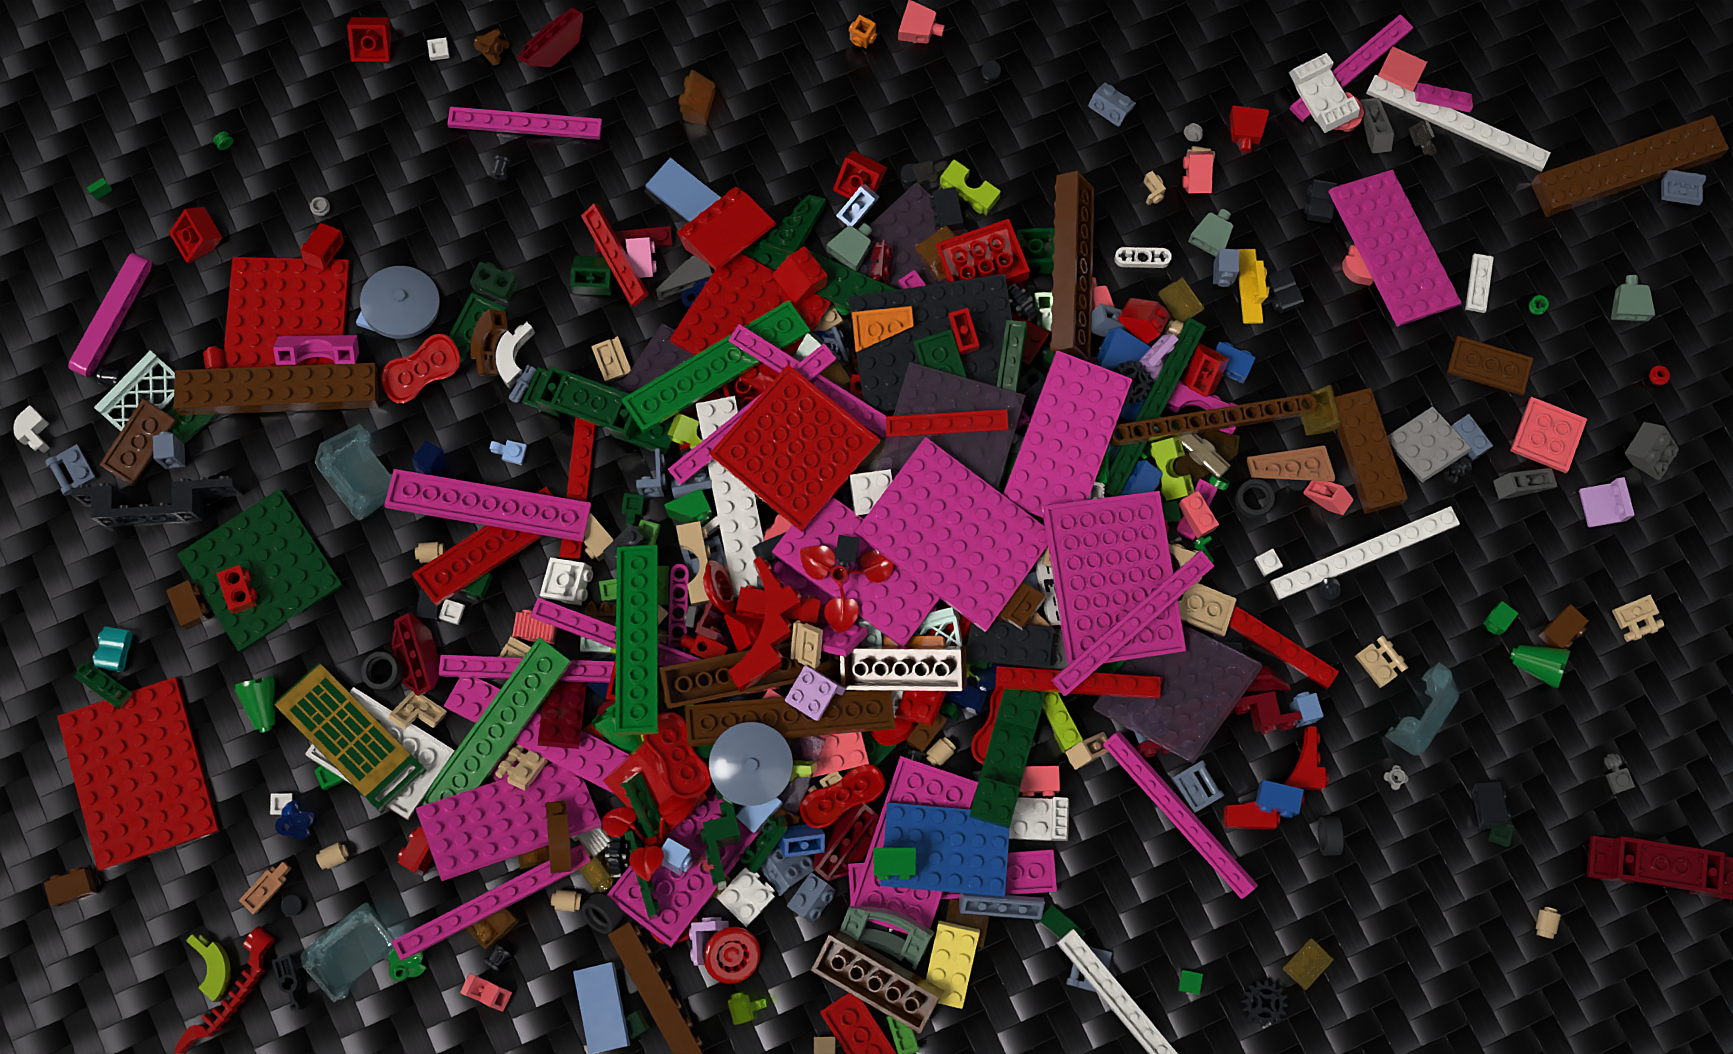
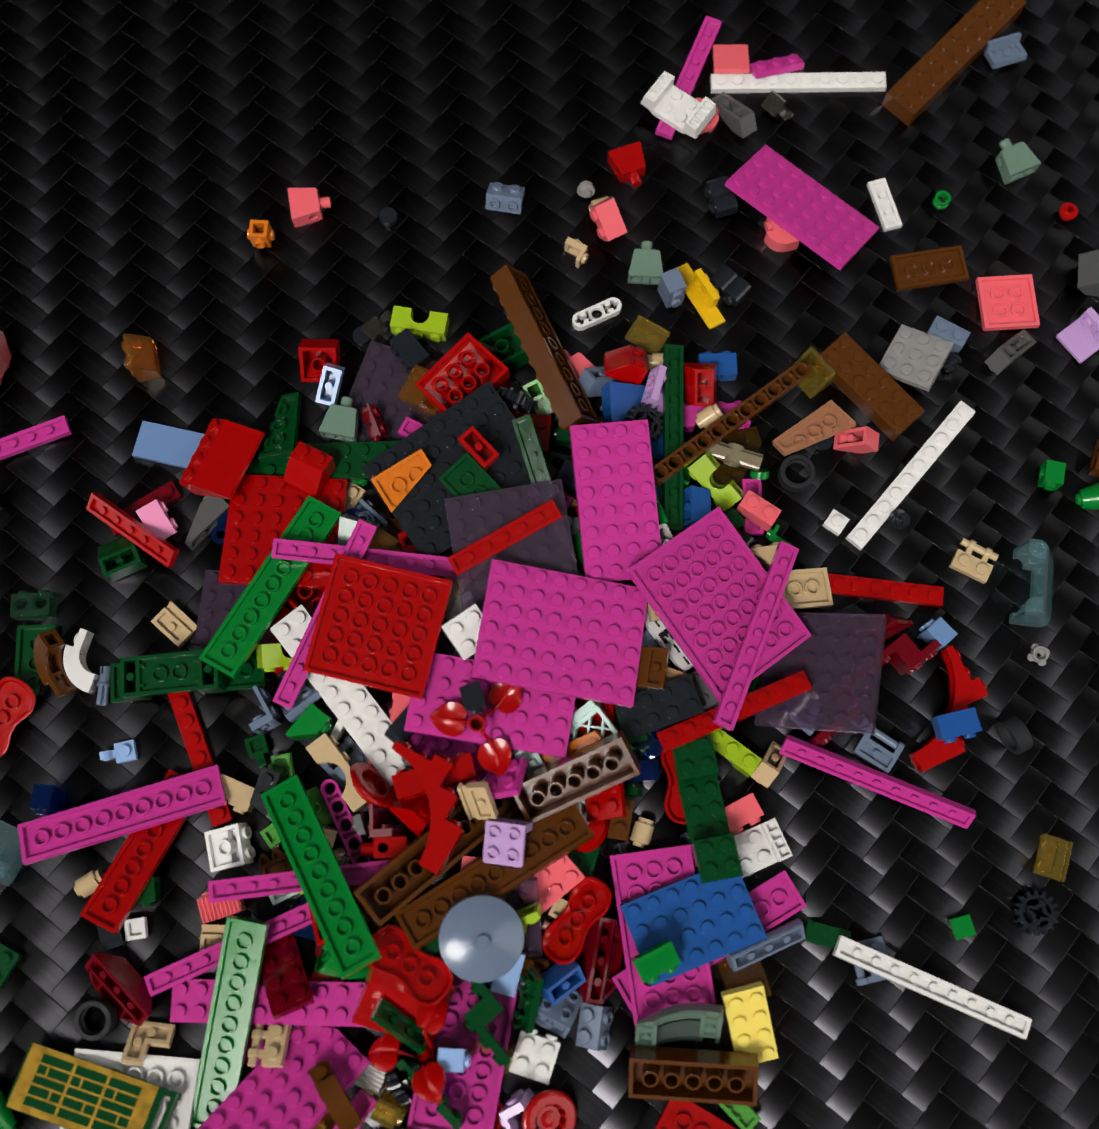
camera: 25 degrees left, 0 degrees up
(1196, 403) = (708, 416): none -> tan brick

